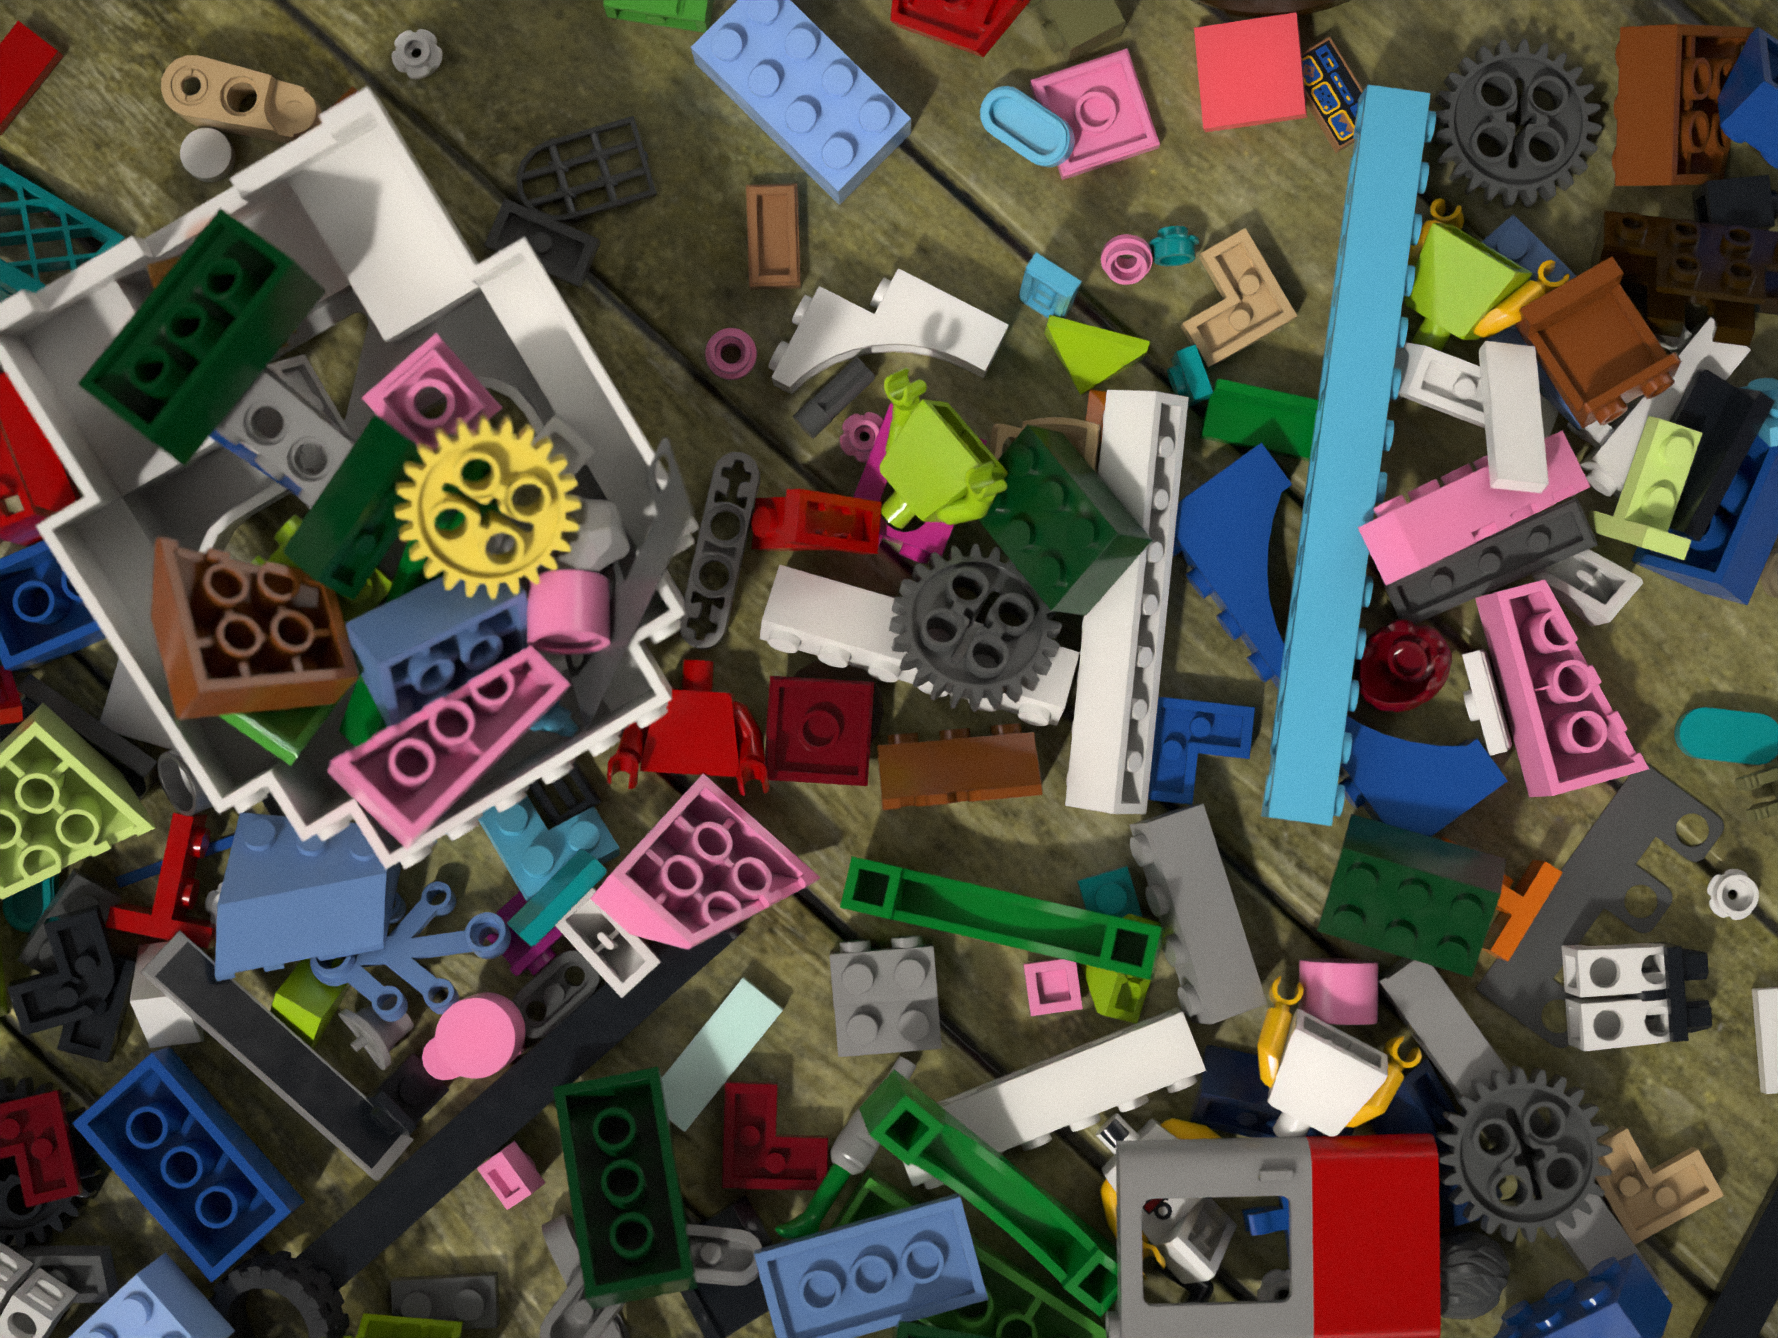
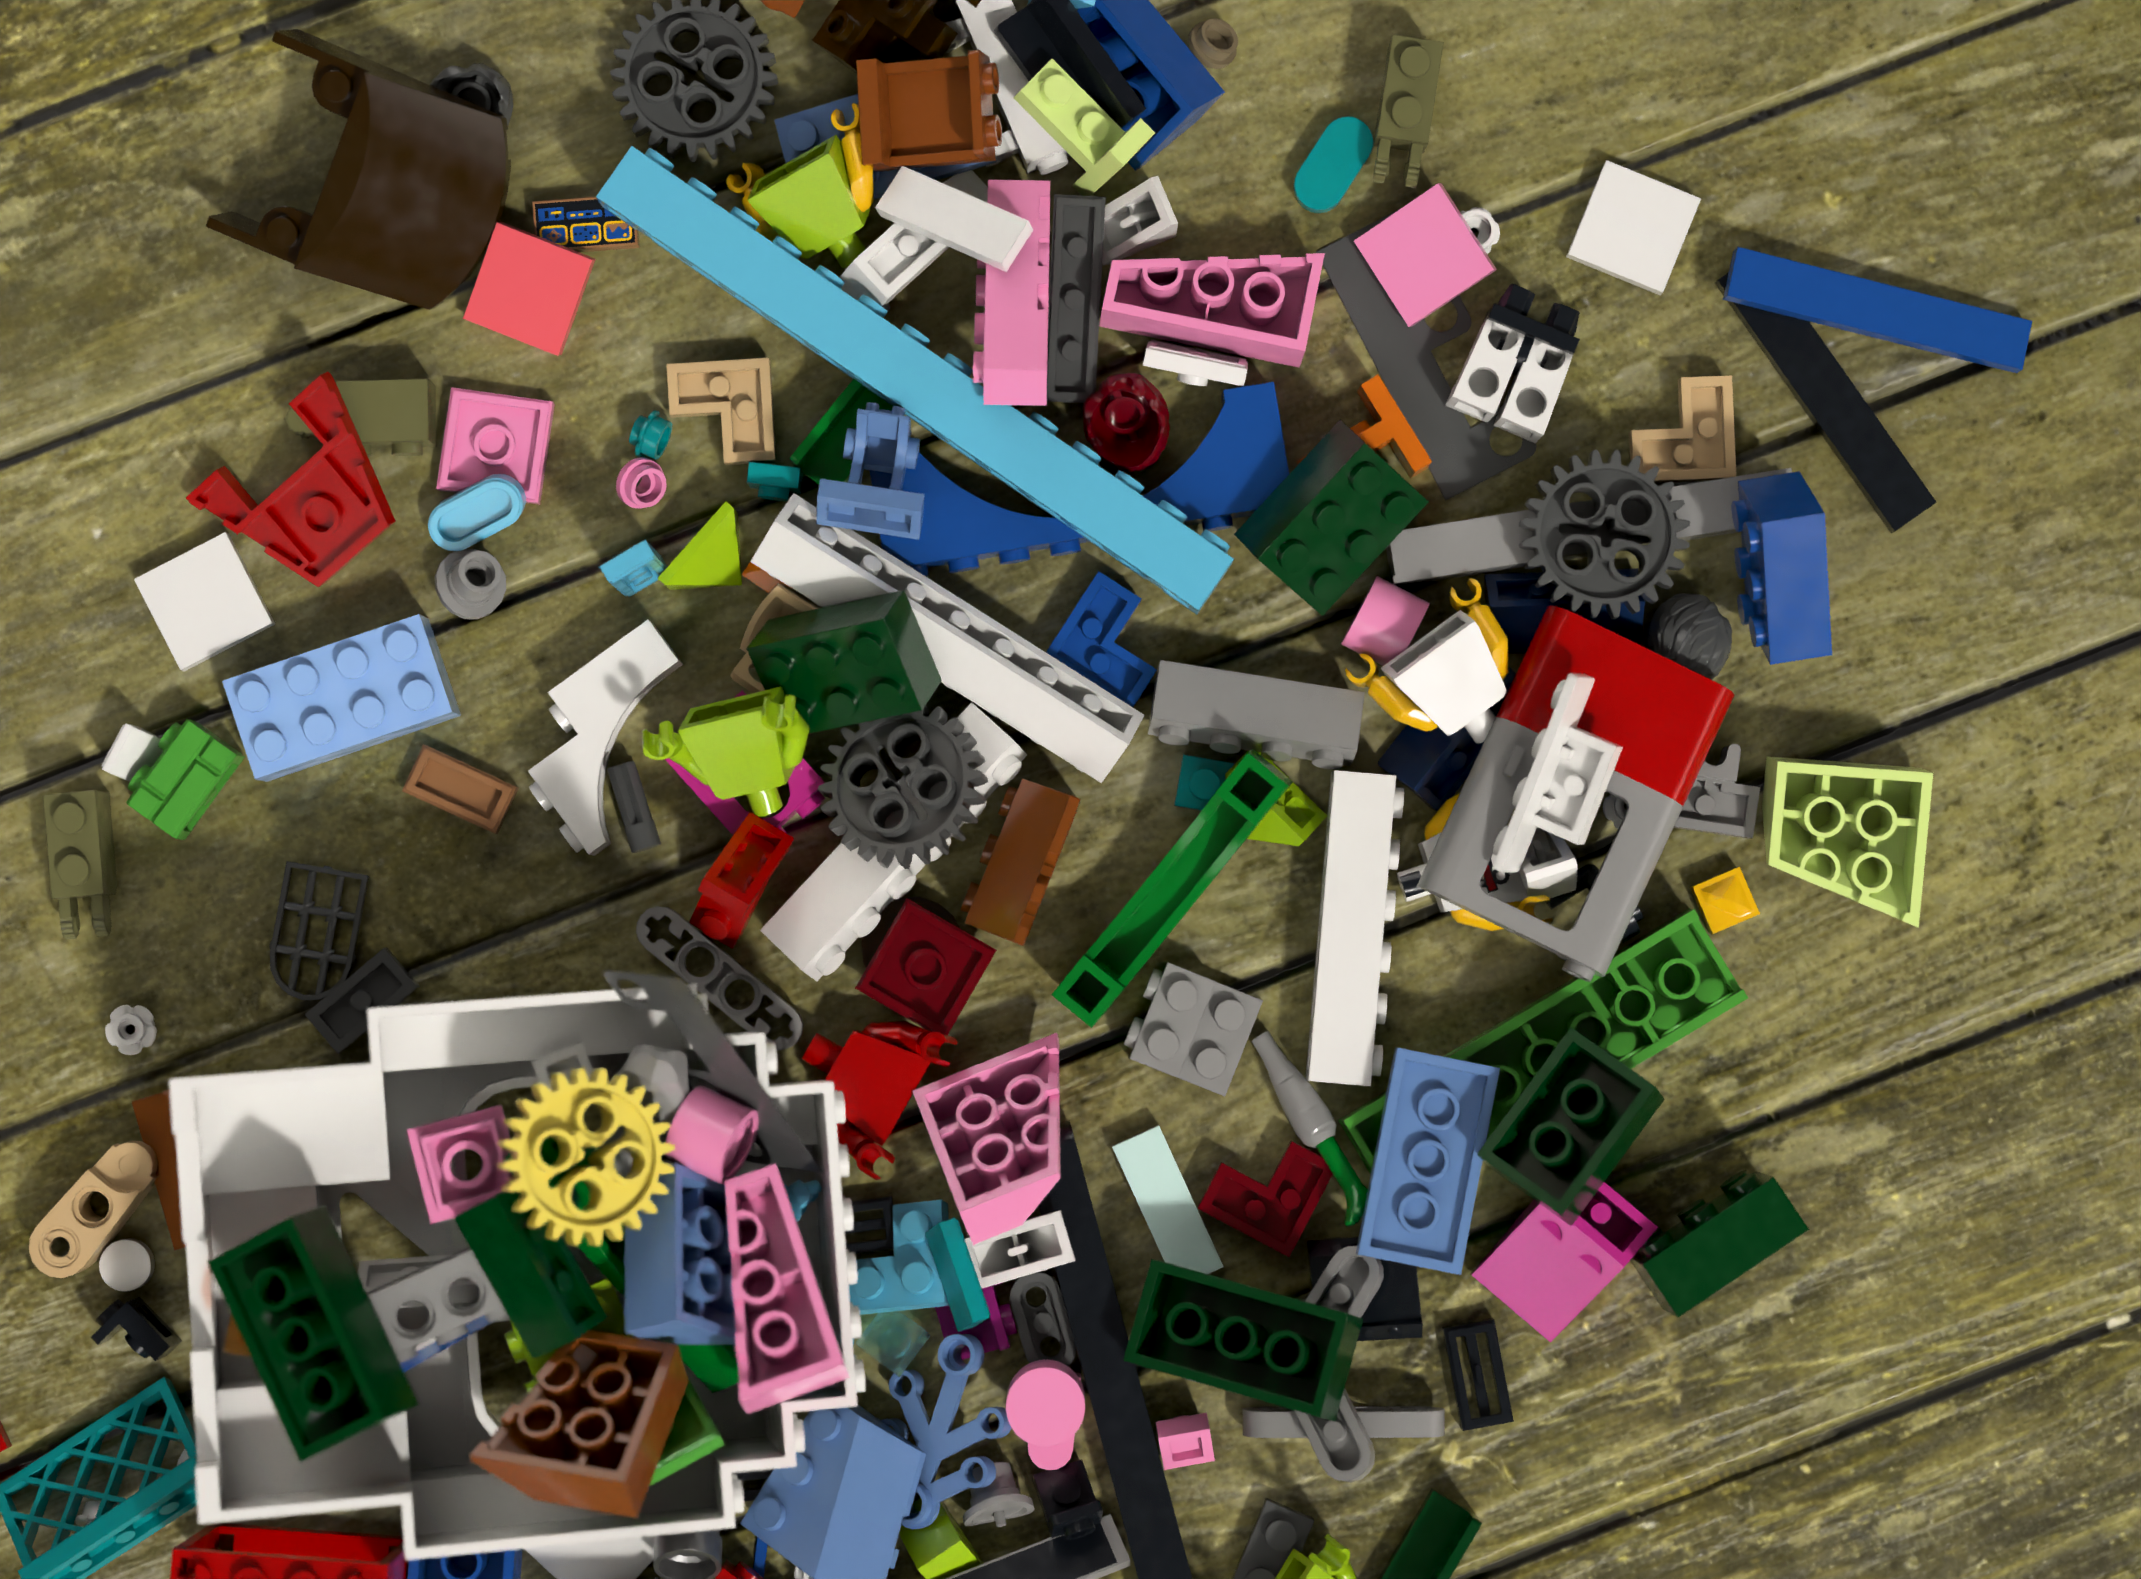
camera: 70 degrees left, 0 degrees up
(159, 196) = (146, 1330): none -> black bracket
(472, 867) = (893, 1340): none -> clear light blue plate
(727, 338) = (531, 877): bright pink plate -> none
(853, 427) = (669, 804): bright pink plate -> none
(939, 1144) = (1381, 1023): green arch -> none
(960, 153) = (470, 583): none -> light grey piece
(1052, 986) = (1256, 874): bright pink plate -> none
(1271, 454) = (883, 445): none -> medium blue tile
(1281, 1233) = (1564, 780): none -> white bracket
(1691, 860) = (1425, 255): none -> bright pink tile

